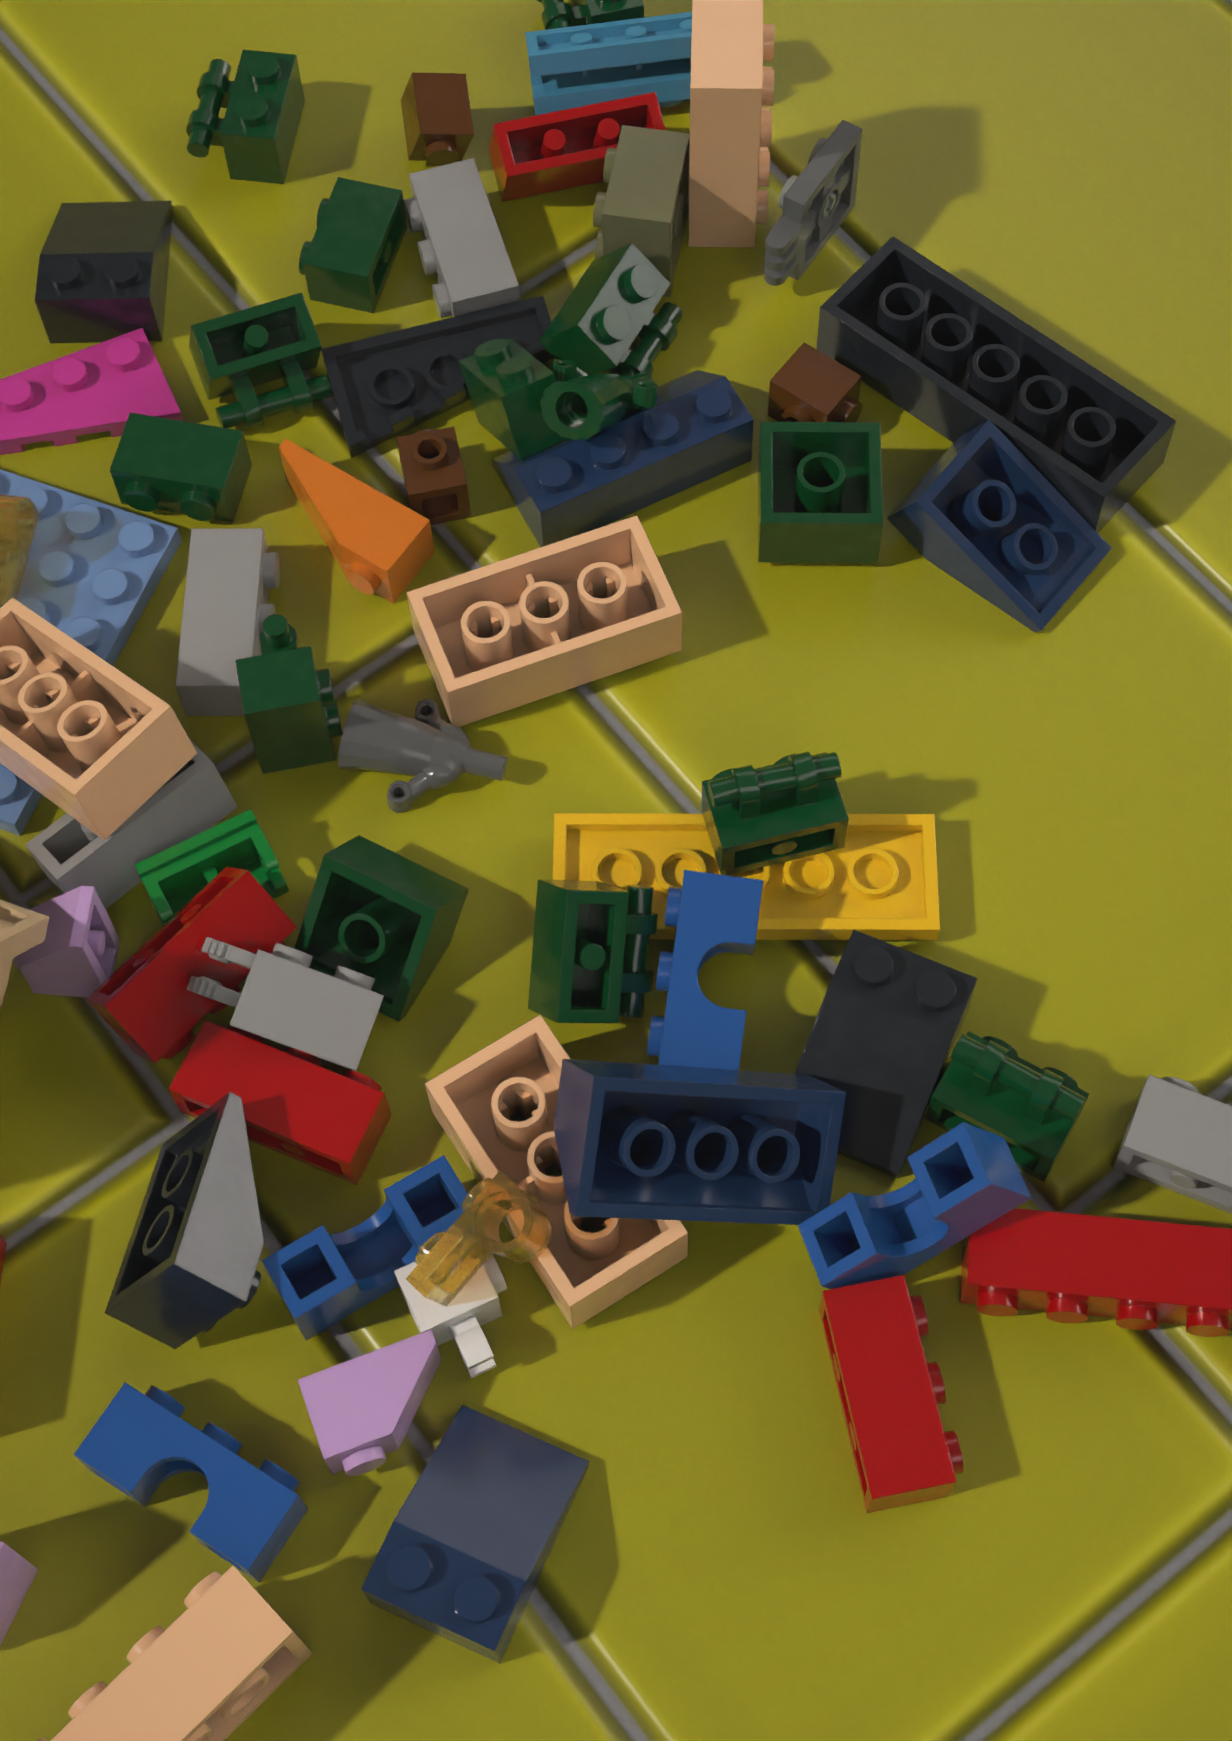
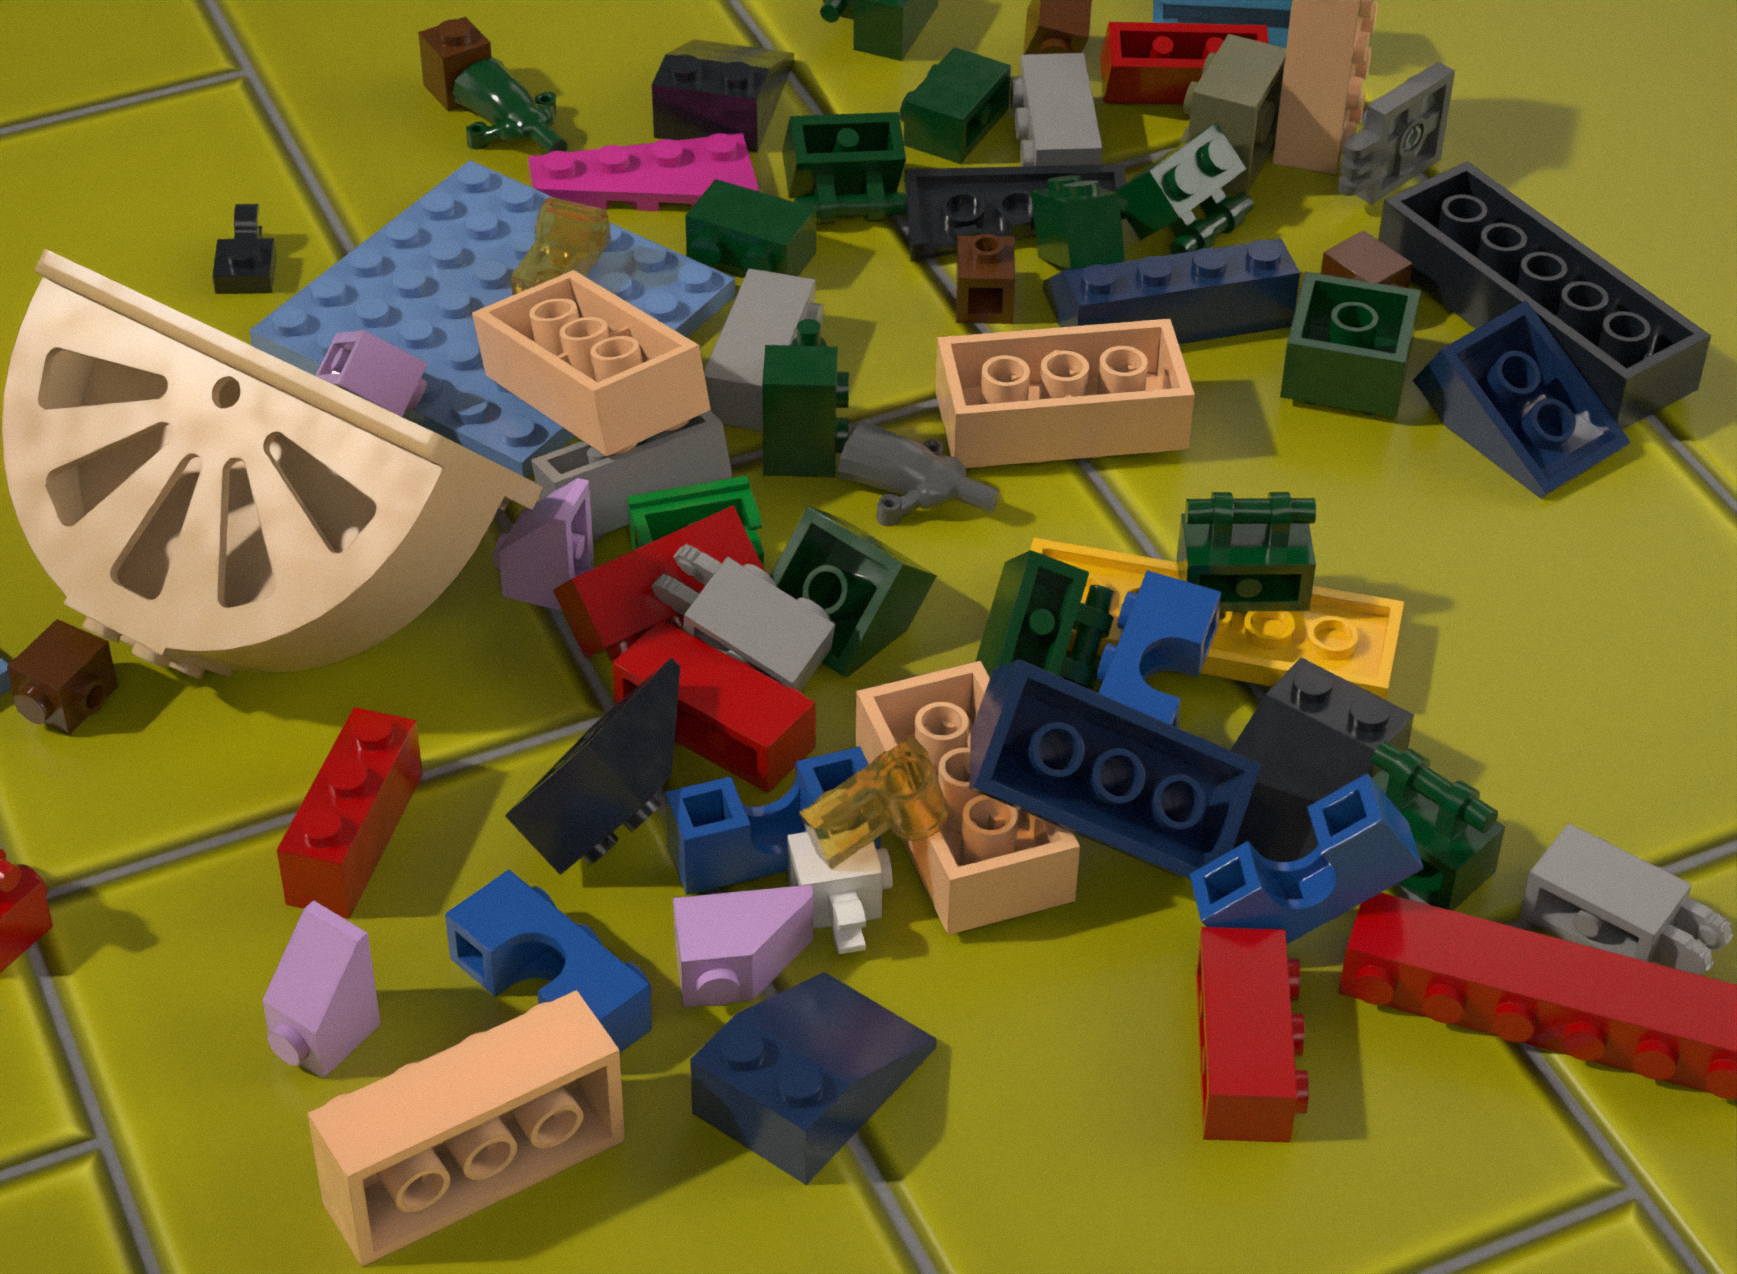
camera: 10 degrees right, 20 degrees down
(366, 531) = (904, 299): orange slope -> none
(586, 404) = (1151, 228): dark green piece -> none

